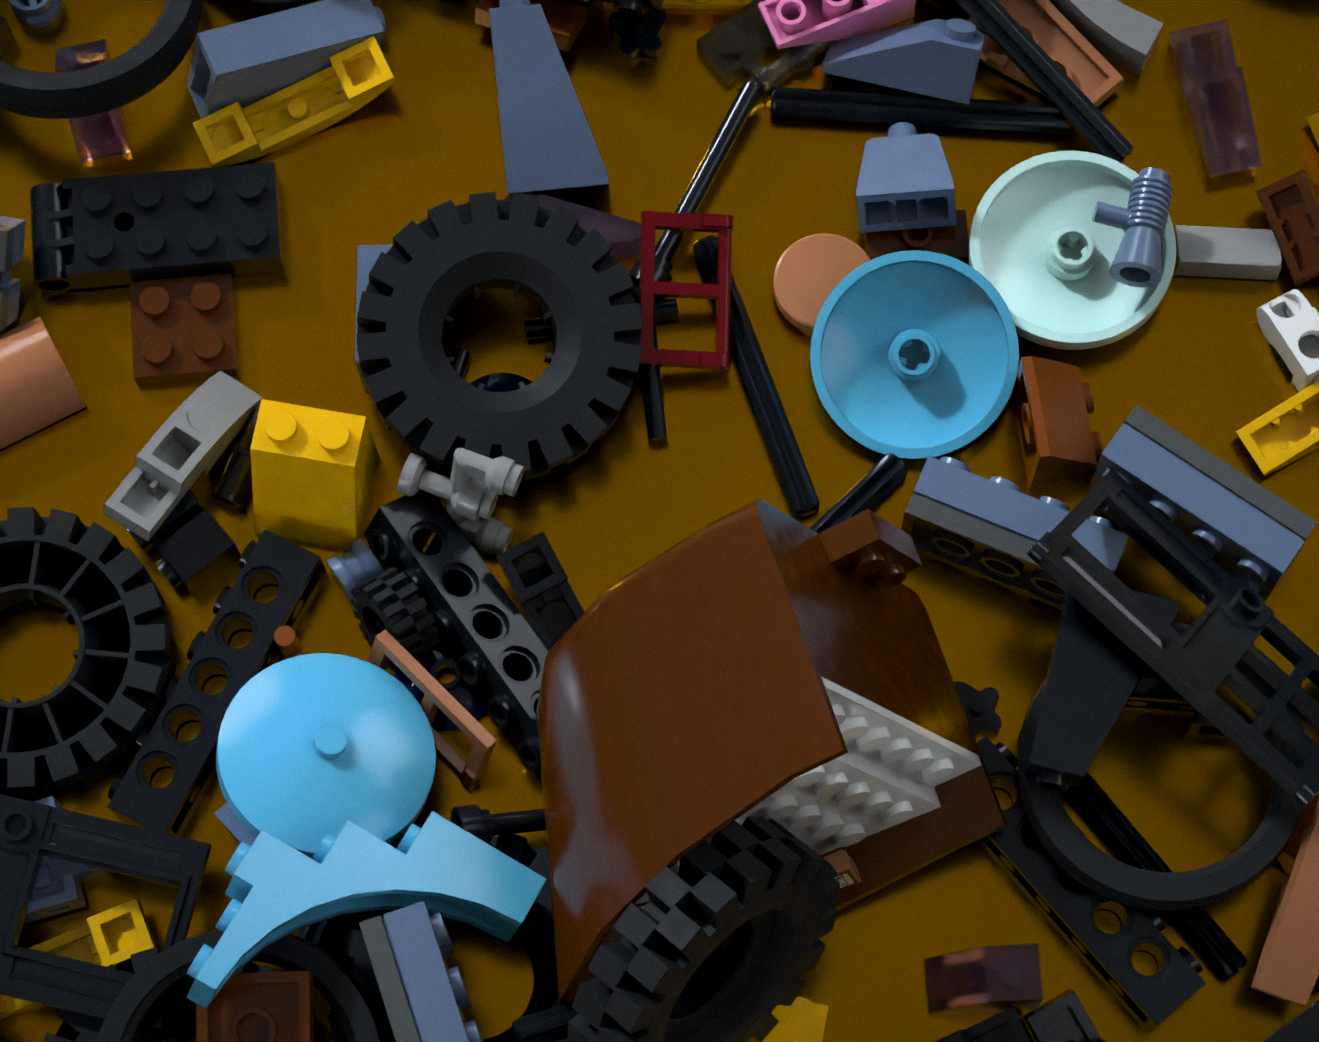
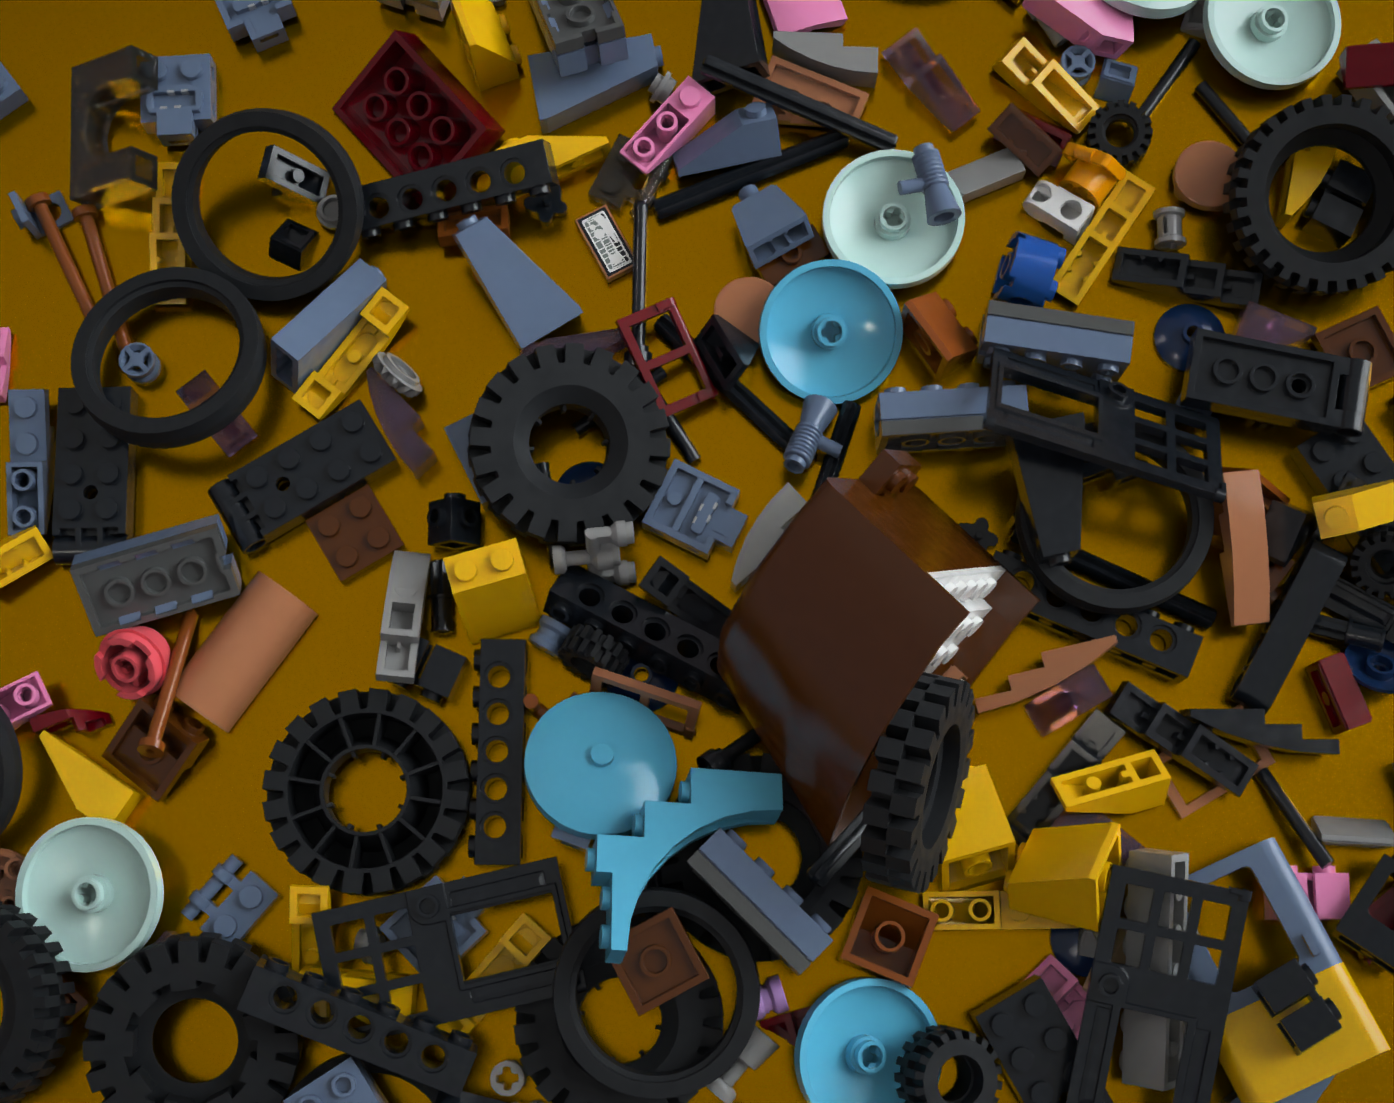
camera: 30 degrees left, 5 degrees up
(307, 220) = (400, 426): none -> slope
(310, 369) = (454, 522): none -> black brick
(337, 153) = (397, 373): none -> light grey gear
(620, 499) = (695, 511): none -> sand blue piece
(687, 113) = (606, 243): none -> tile
(766, 315) = (725, 350): none -> black slope
(816, 473) = (808, 434): none -> sand blue piece
(987, 923) = (1058, 666): none -> nougat slope
(1216, 397) = (1028, 271): none -> blue brick

